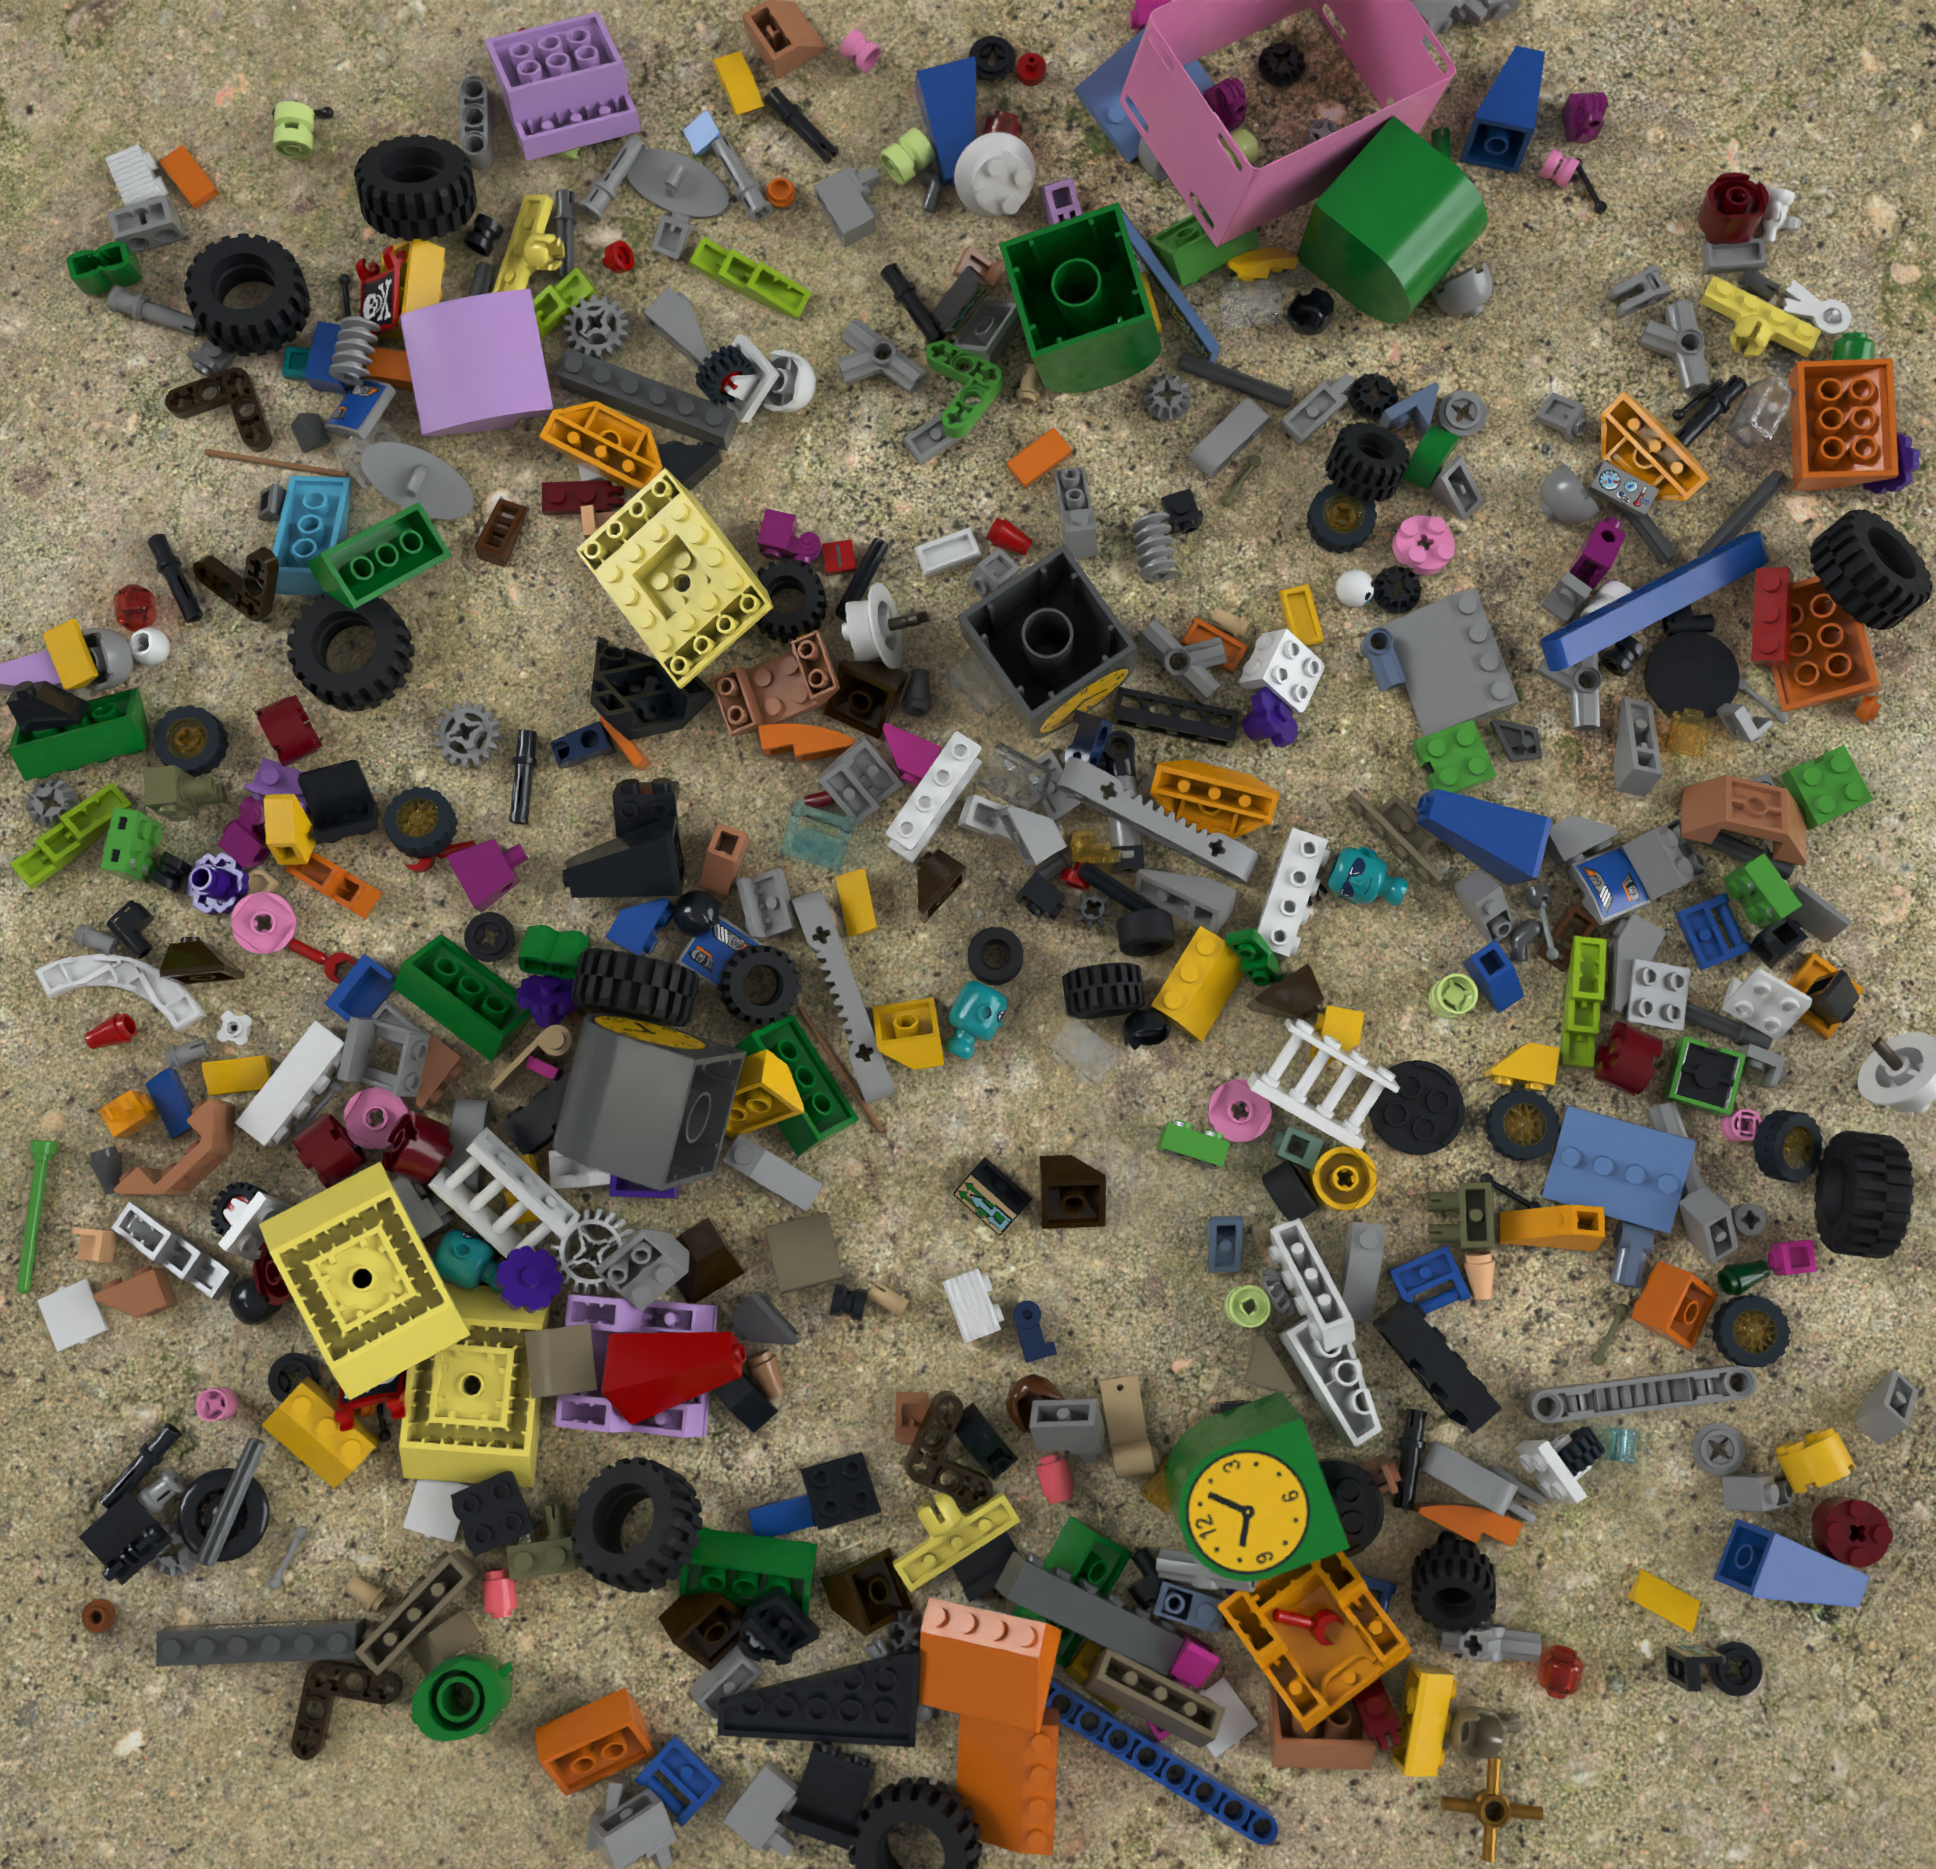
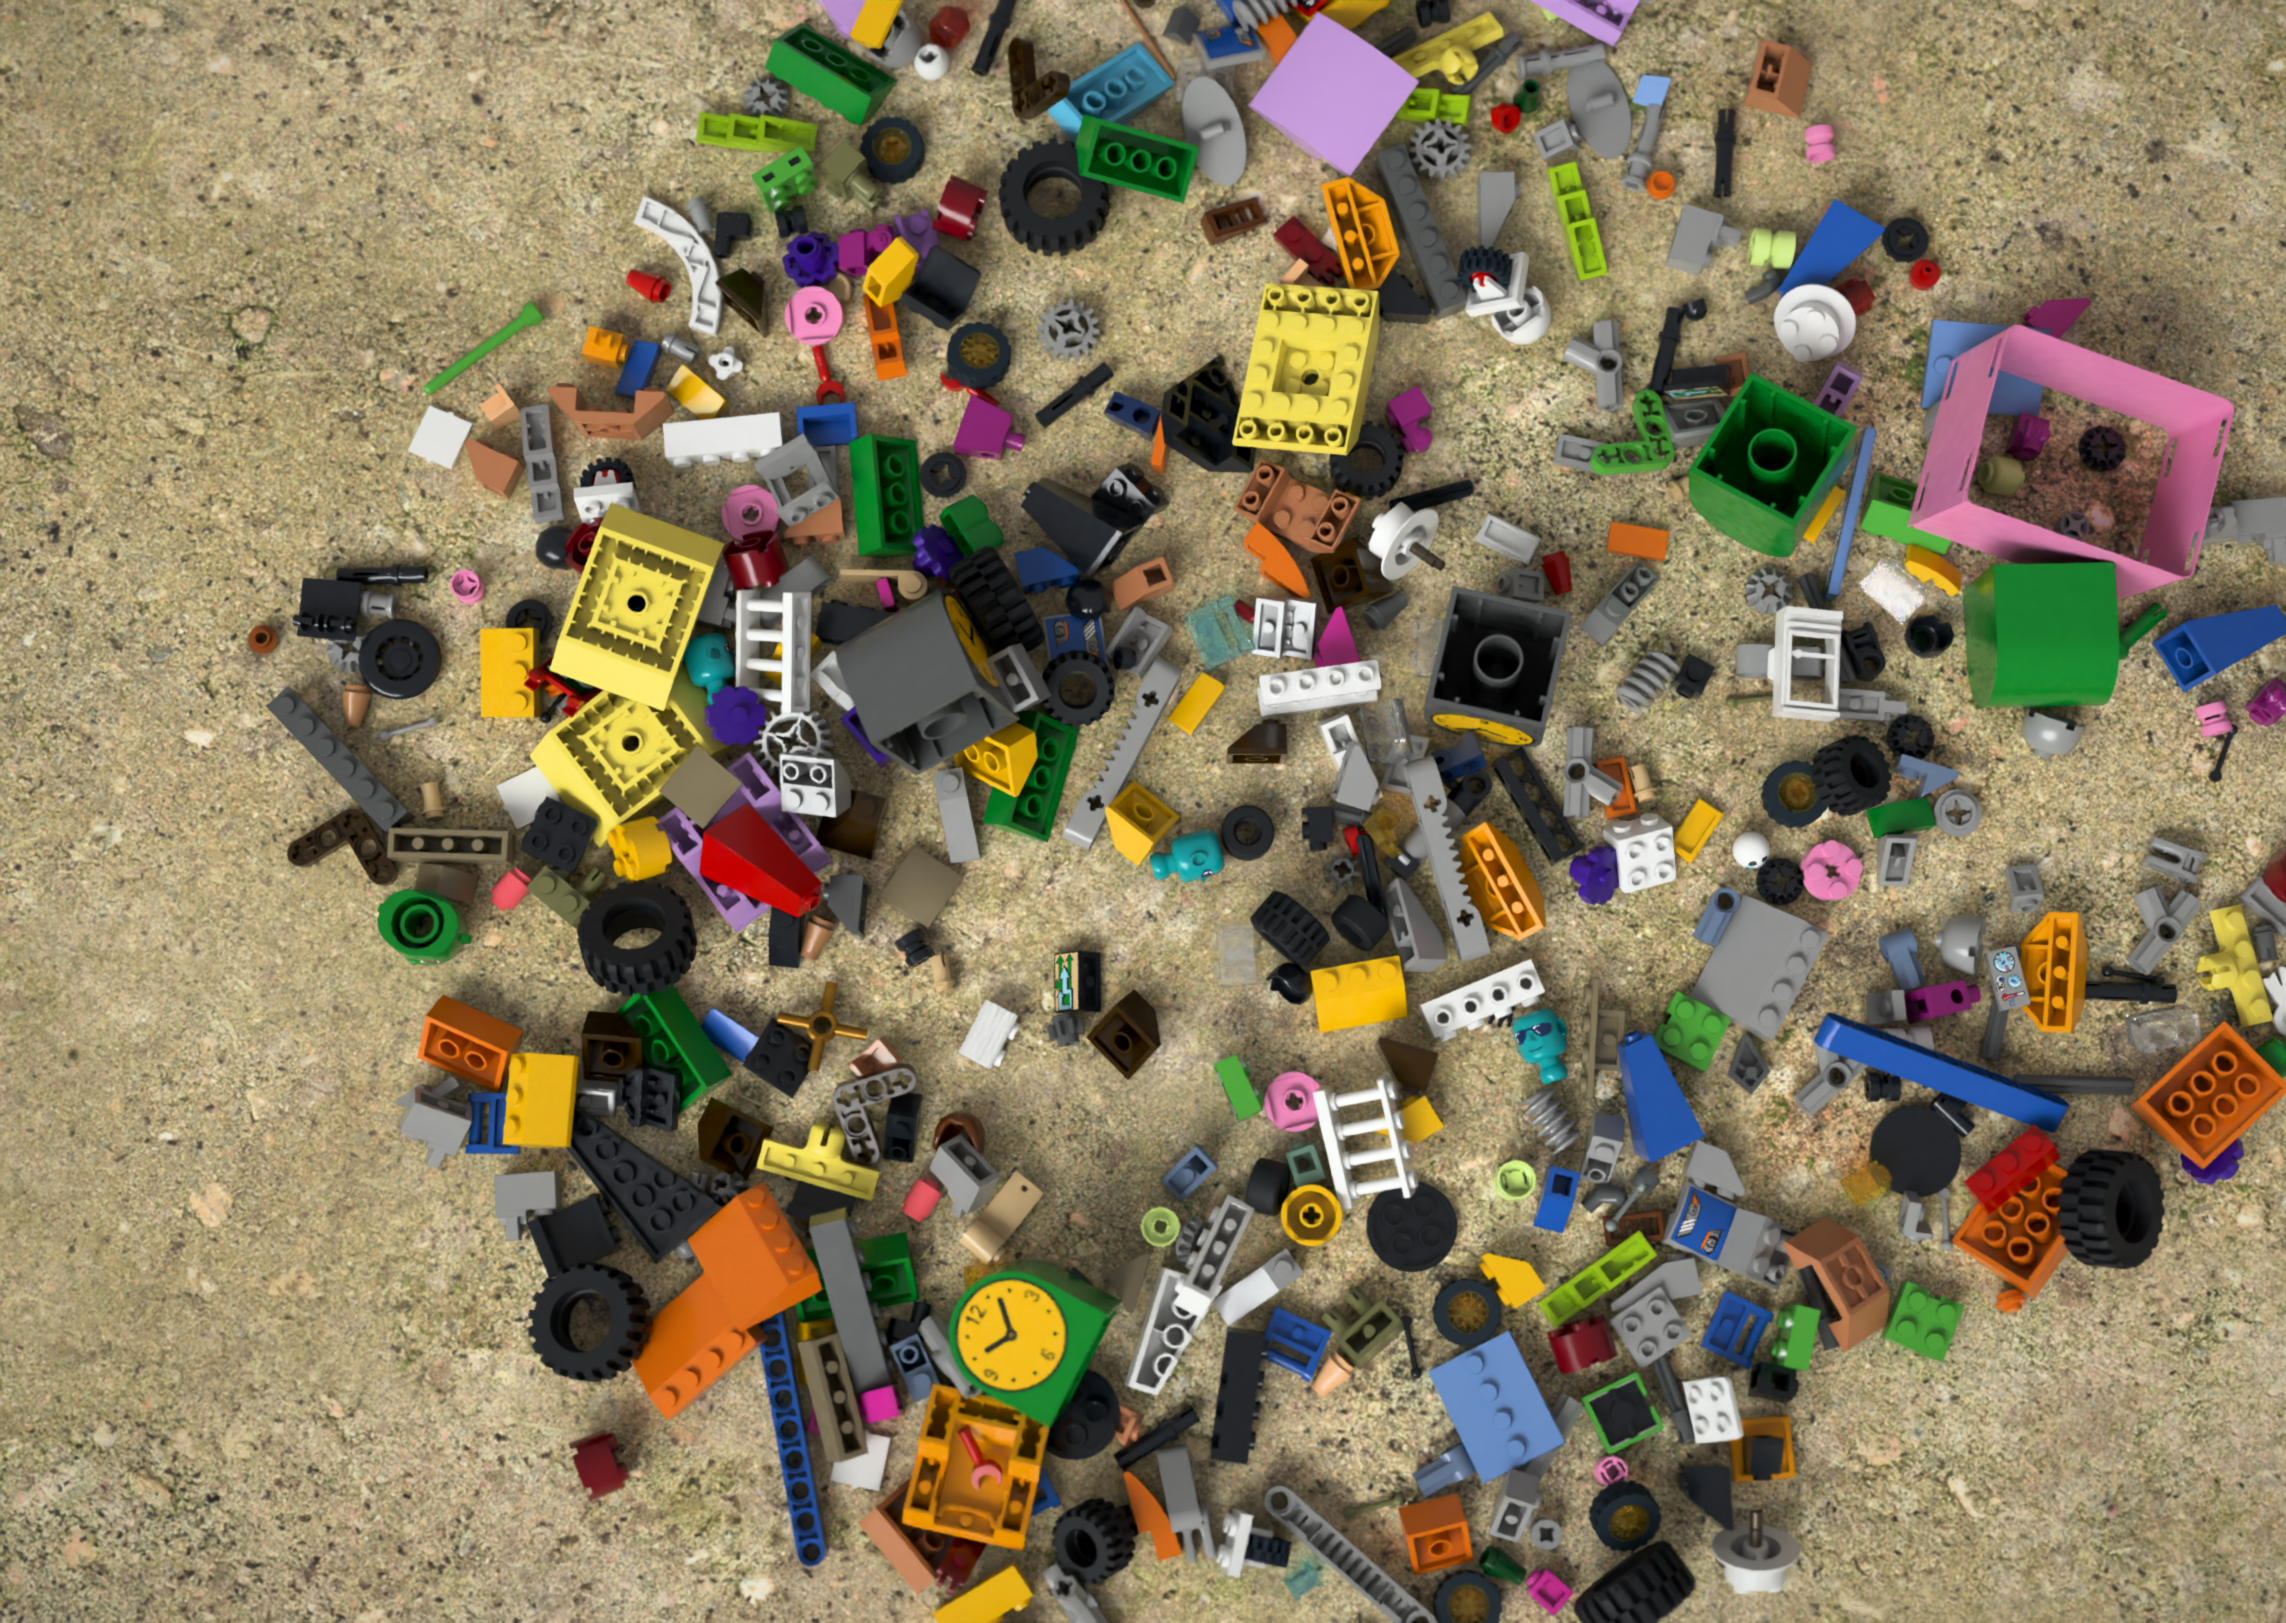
camera: 50 degrees right, 0 degrees up
(45, 706) = (826, 34): black slope -> none
(107, 1168) = (557, 368): dark grey cone -> none
(224, 1585) = (355, 704): none -> medium nougat cone
(231, 1502) = (413, 656): dark grey axle -> none
(271, 503) = (1107, 47): dark grey slope -> none
(328, 1150) = (701, 502): dark red brick -> none
(335, 1087) = (699, 471): light grey hinge -> none
(565, 1456) = (639, 849): none -> yellow brick
(618, 225) = (1528, 97): none -> dark green cone
(696, 1726) = (540, 1100): none -> yellow slope
(712, 1023) = (1018, 678): none -> light grey hinge
(739, 83) = (1713, 81): yellow slope -> none
(770, 926) = (1124, 658): none -> black hinge
(834, 1422) = (824, 1013): none -> pearl gold bar
(839, 557) = (1432, 467): red tile -> none
(844, 1075) = (1070, 797): medium nougat piece -> none
(901, 254) = (1695, 310): none -> black hinge
(1022, 1239) = (1065, 1029): none -> dark grey gear
(1027, 1319) = (1012, 1083): dark blue leg -> none
(1232, 433) = (1805, 623): none -> white piece
(1256, 957) = (1413, 1017): green slope -> none
(1276, 367) = (1863, 645): none -> black piece
(1430, 924) = (1551, 1120): none -> light grey piece
(1532, 550) = (1901, 951): none -> sand blue piece
(1554, 1227) = (1413, 1397): light orange slope -> none
(1637, 749) = (1821, 1156): light grey slope -> none
(1761, 1059) = (1672, 1443): light grey bracket -> none
(1817, 914) = (1818, 1392): light grey slope -> none
(1824, 1061) = (1709, 1490): none -> black slope

